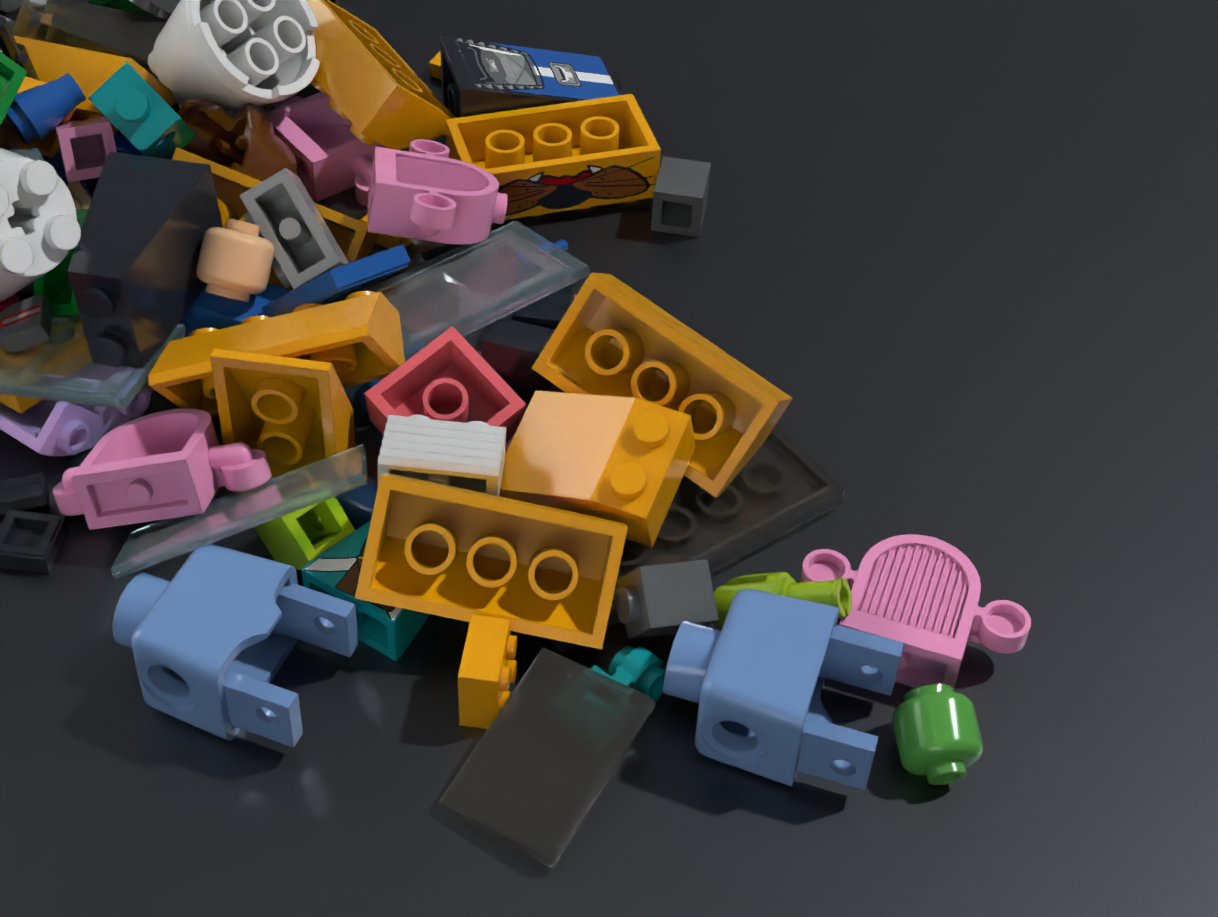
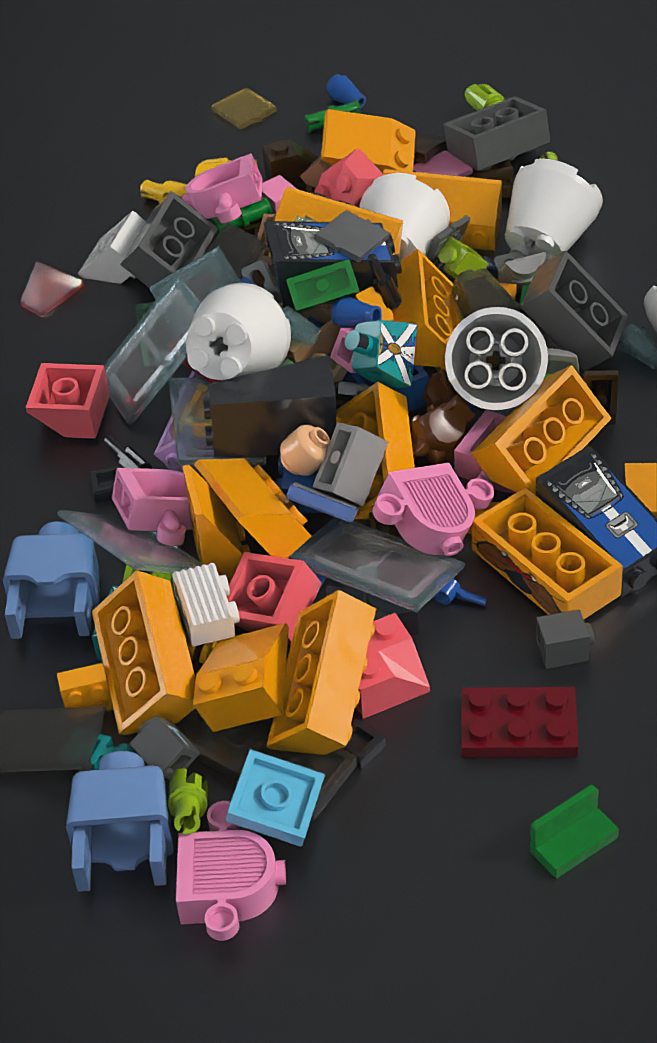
camera: 75 degrees right, 0 degrees up
(776, 280) = (519, 722): none -> dark red plate
(832, 501) = (275, 797): none -> medium azure plate
(937, 733) = (129, 913): bright green head -> none
(974, 290) = (571, 833): none -> green panel

